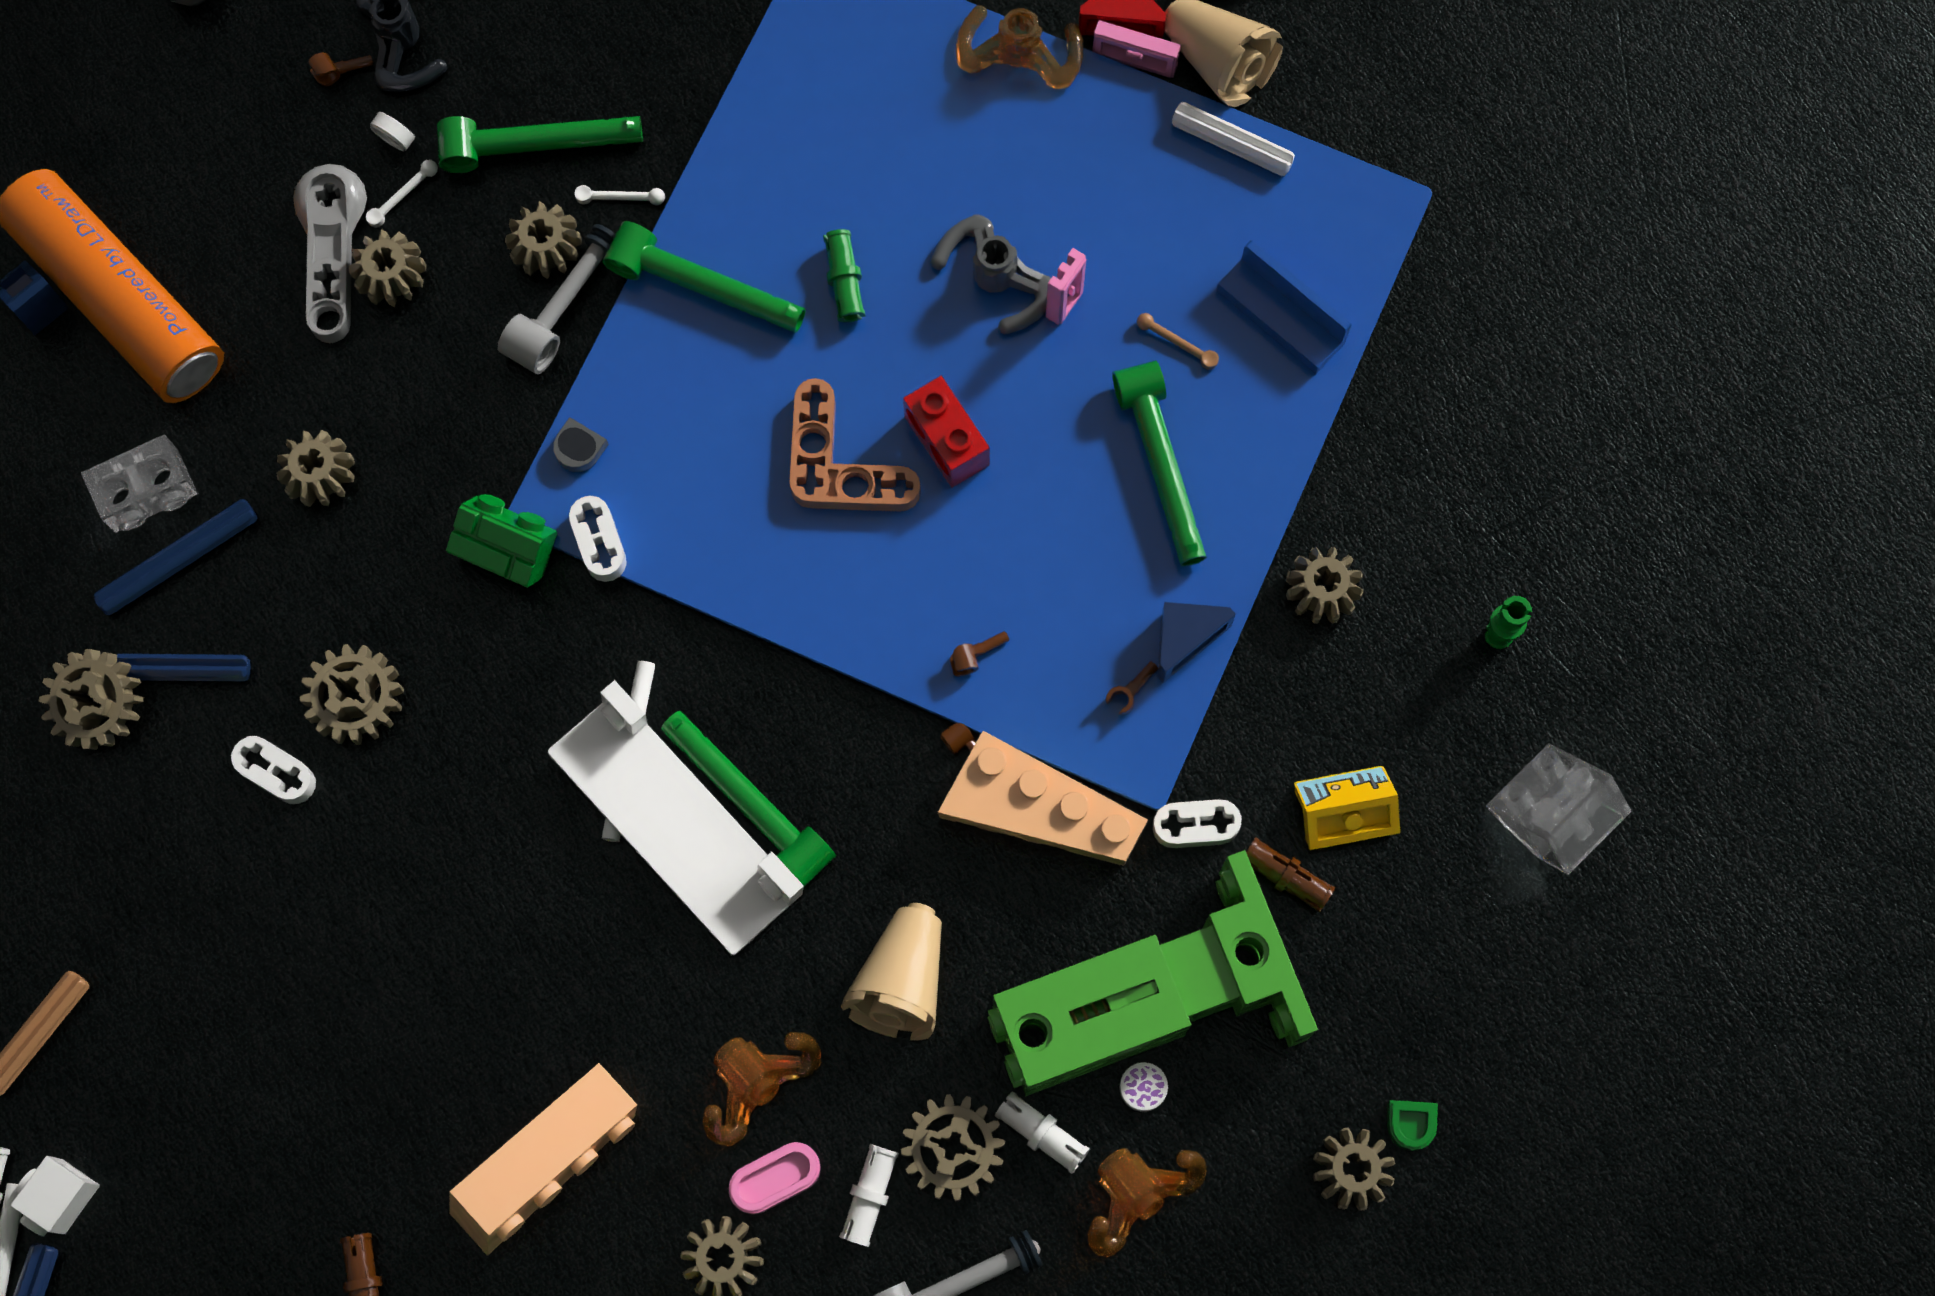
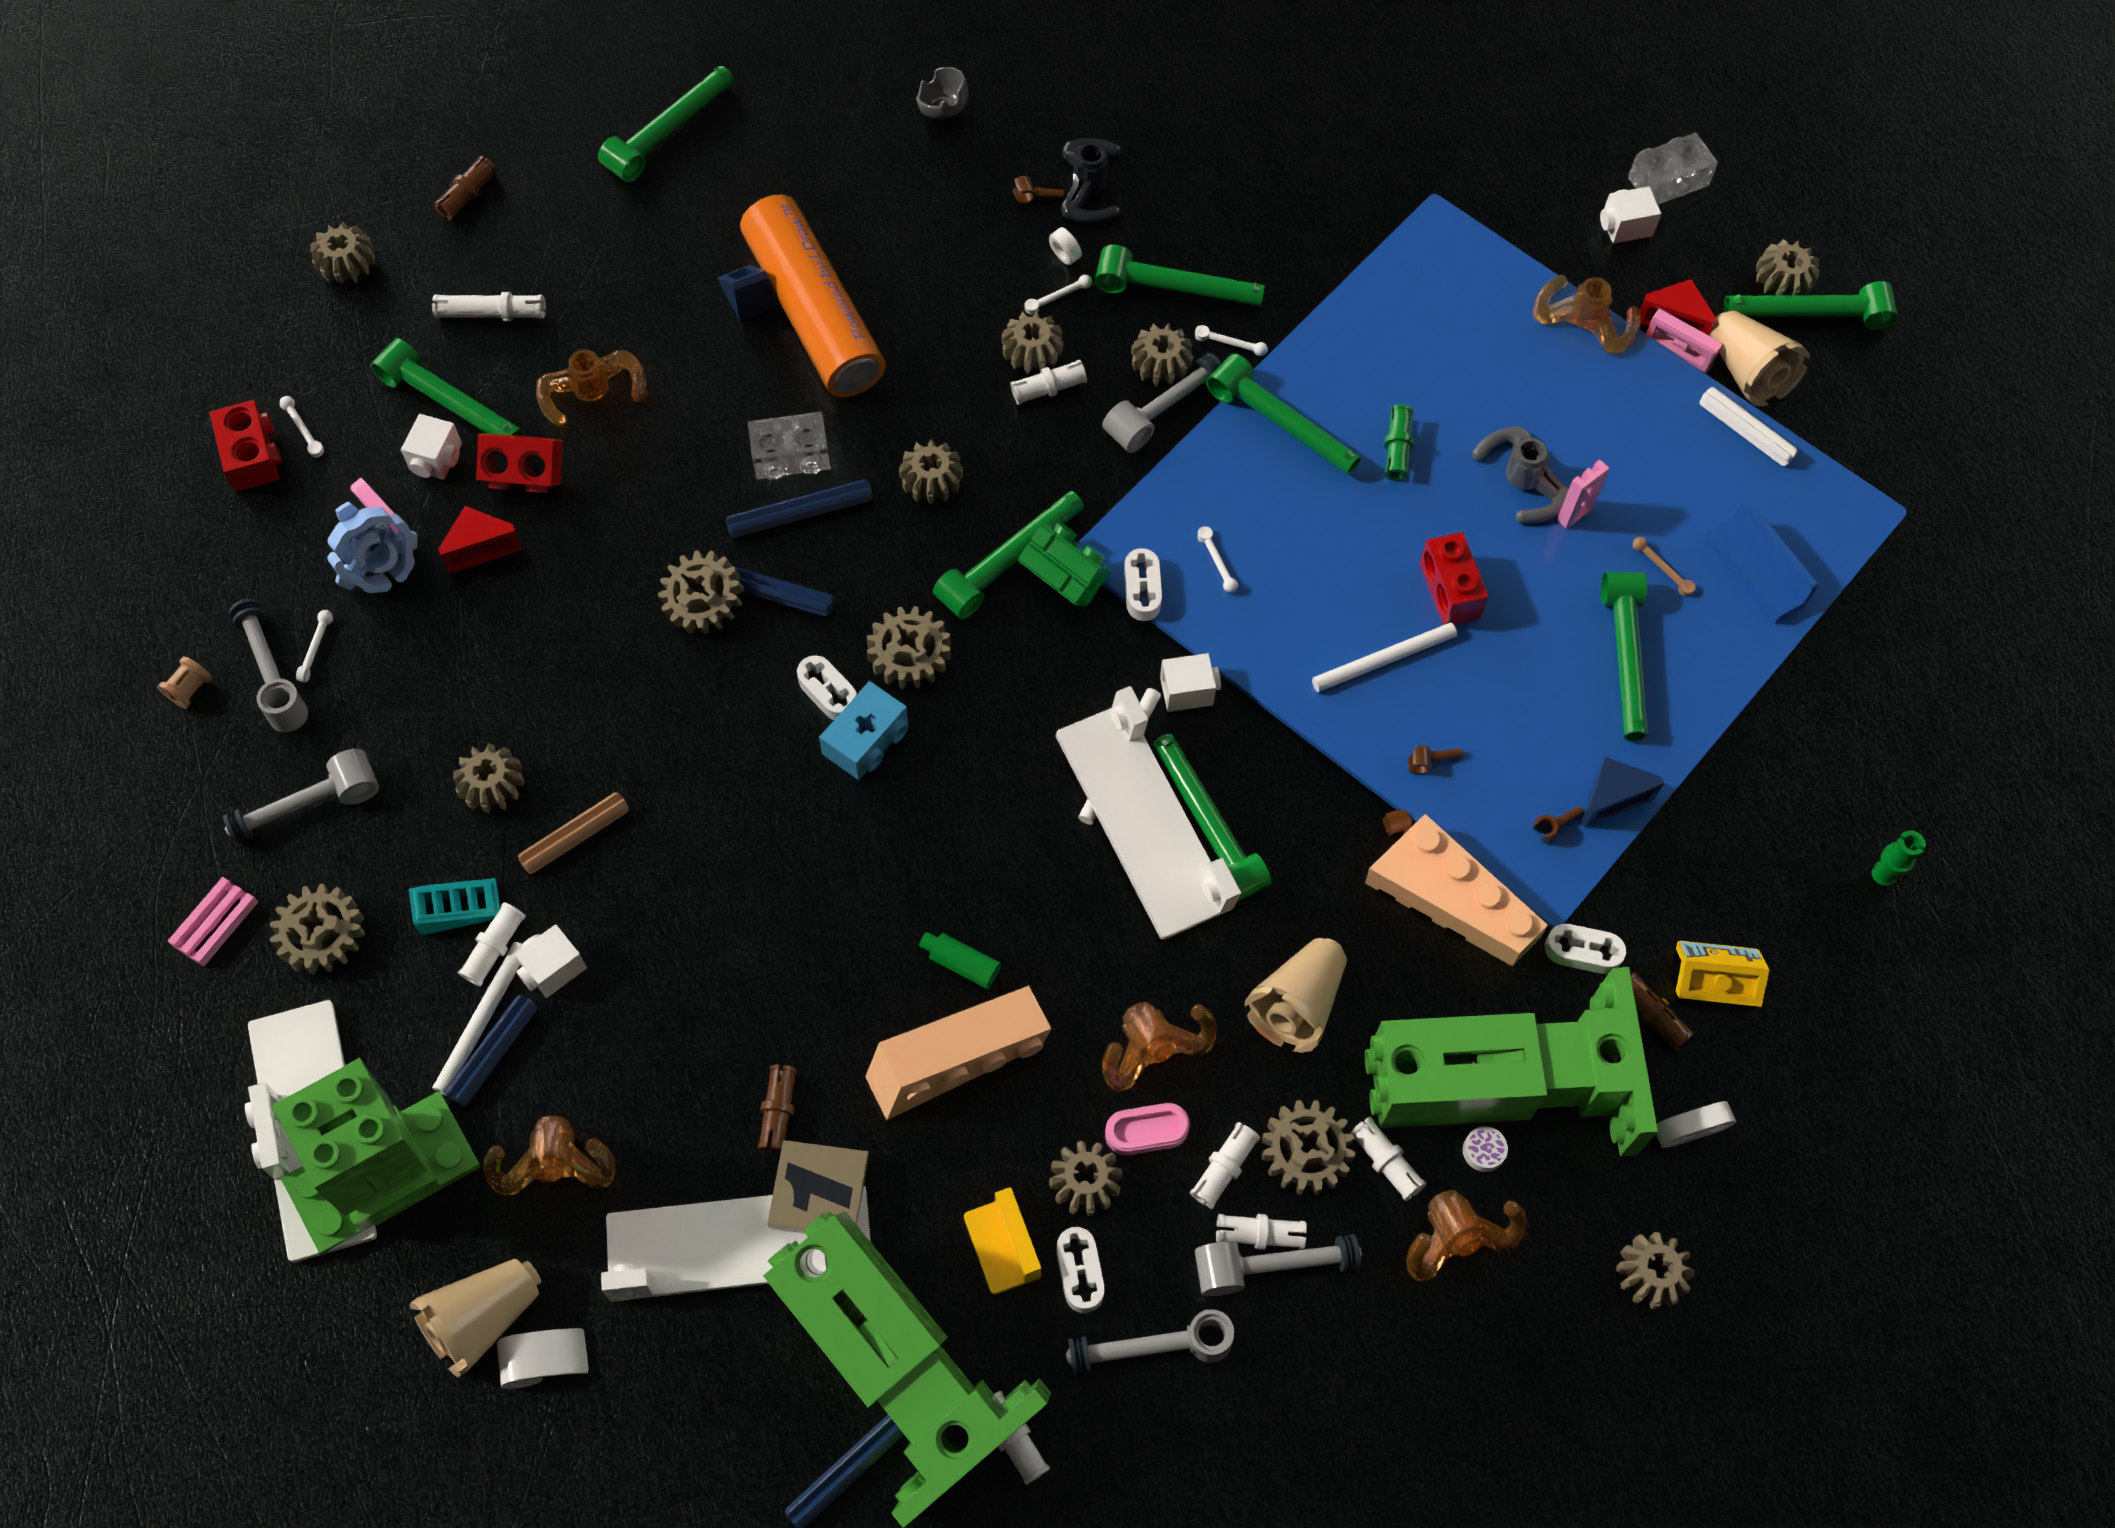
camera: 15 degrees right, 10 degrees down
(329, 241) = (991, 313): light grey beam -> none
(330, 787) = (867, 712): none -> dark azure brick
(394, 606) = (963, 592): none -> green piece
(421, 312) = (1048, 382): none -> white pin
(516, 1048) = (961, 959): none -> green cylinder
(578, 446) = (1147, 512): tile -> none
(654, 456) = (1205, 536): none -> white hinge
(682, 643) = (1189, 682): none -> white brick
(834, 475) = (1348, 589): nougat beam -> none
(893, 546) = (1384, 657): none -> white bar
(927, 1257) = (1261, 1231): none -> white pin
(1332, 573) = (1742, 788): dark tan gear -> none
(1358, 992) = (1694, 1124): none -> white beam
(1411, 1123) = (1714, 1250): green tile -> none
(1560, 807) = (1910, 1025): clear slope -> none

